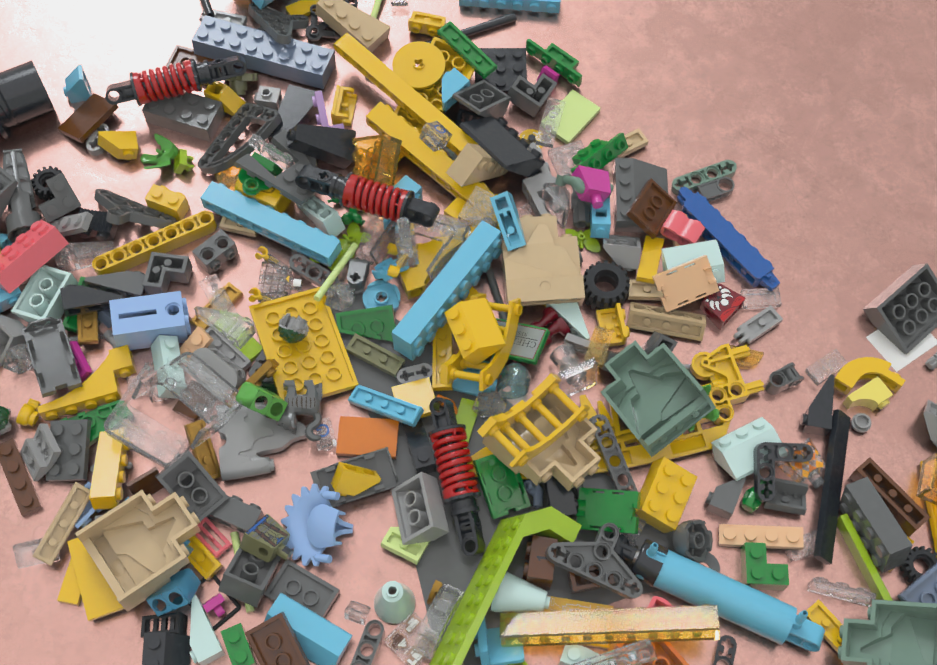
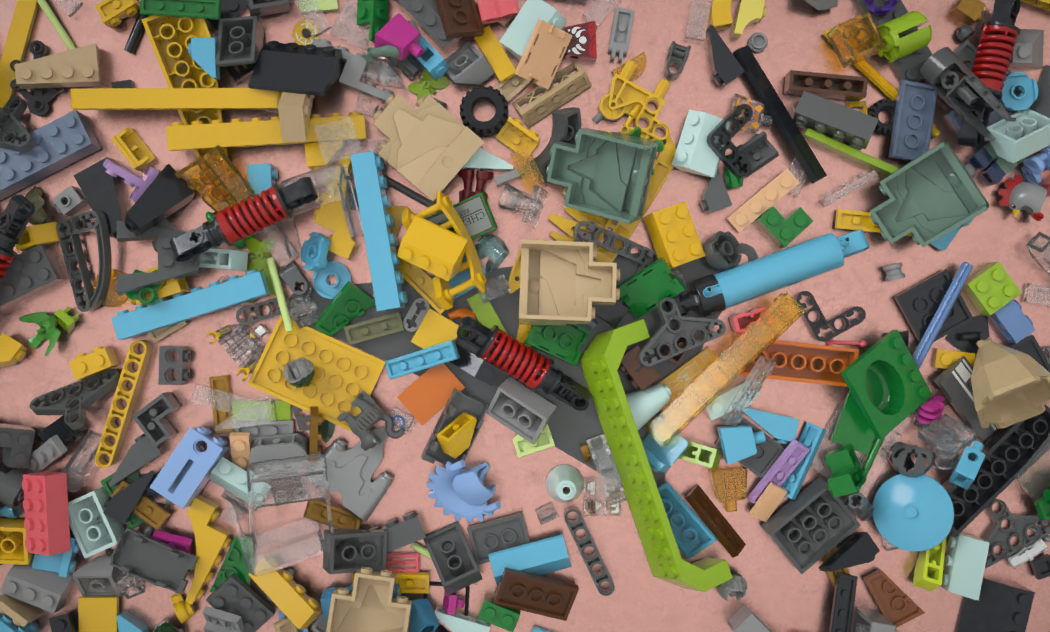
camera: 45 degrees left, 25 degrees up
(146, 482) = (319, 579): reddish brown piece -> none
(249, 393) = (338, 440): bright green piece -> none
(267, 540) = (442, 531): olive torso -> none
(271, 152) = (126, 250): clear hinge -> none
(273, 168) = (137, 260): green piece -> none
(405, 247) = (314, 229): clear torso -> none
(415, 53) = (170, 68): yellow piece -> none
(435, 136) = (239, 114): clear brick -> none
(508, 220) = (369, 135): medium azure slope -> none
(518, 414) = (531, 288): yellow fence -> none

